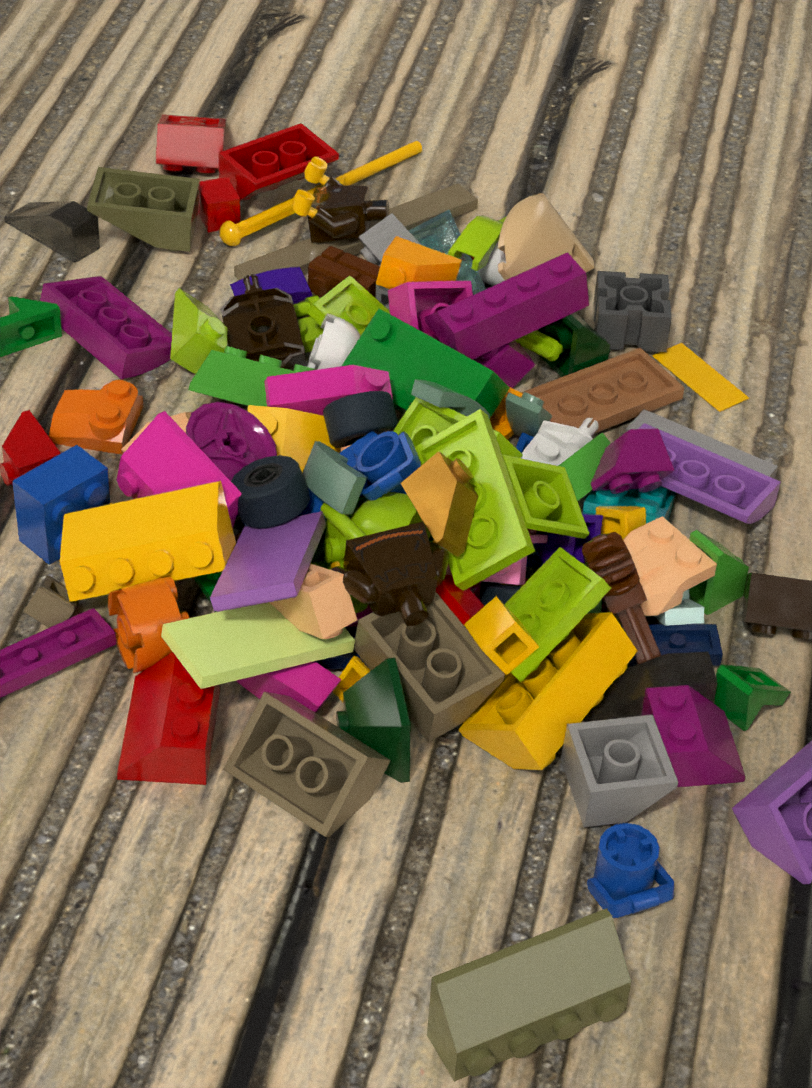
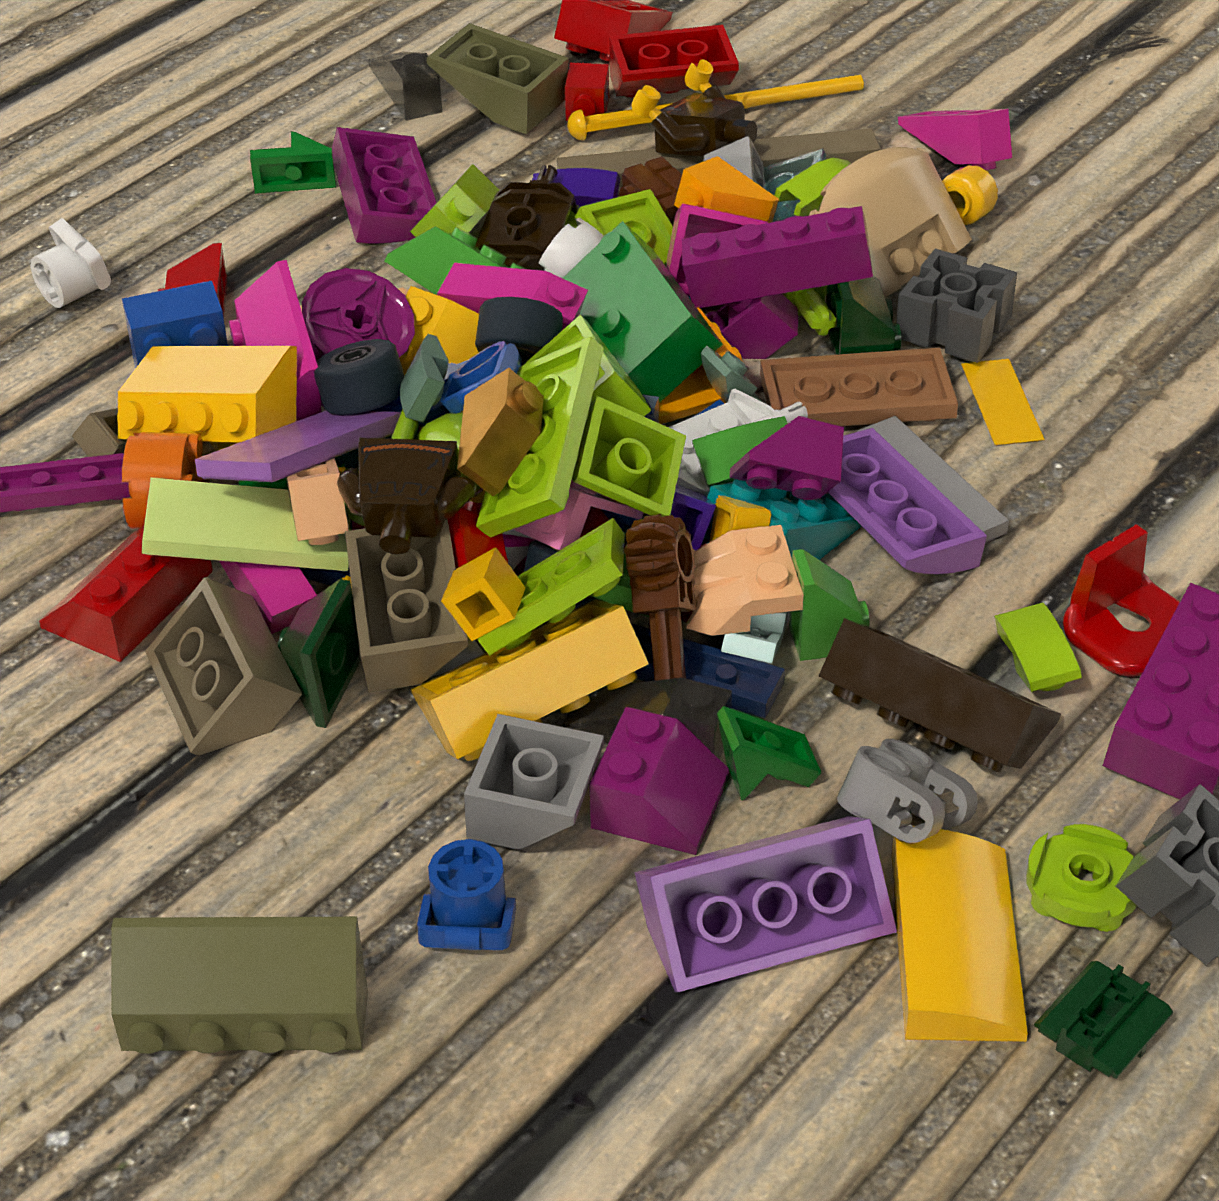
camera: 30 degrees right, 0 degrees up
(97, 418) = (305, 261): orange slope -> none
(445, 397) = (616, 333): sand green slope -> none
(531, 172) = (964, 135): none -> dark pink slope
(576, 215) = (972, 192): none -> yellow head

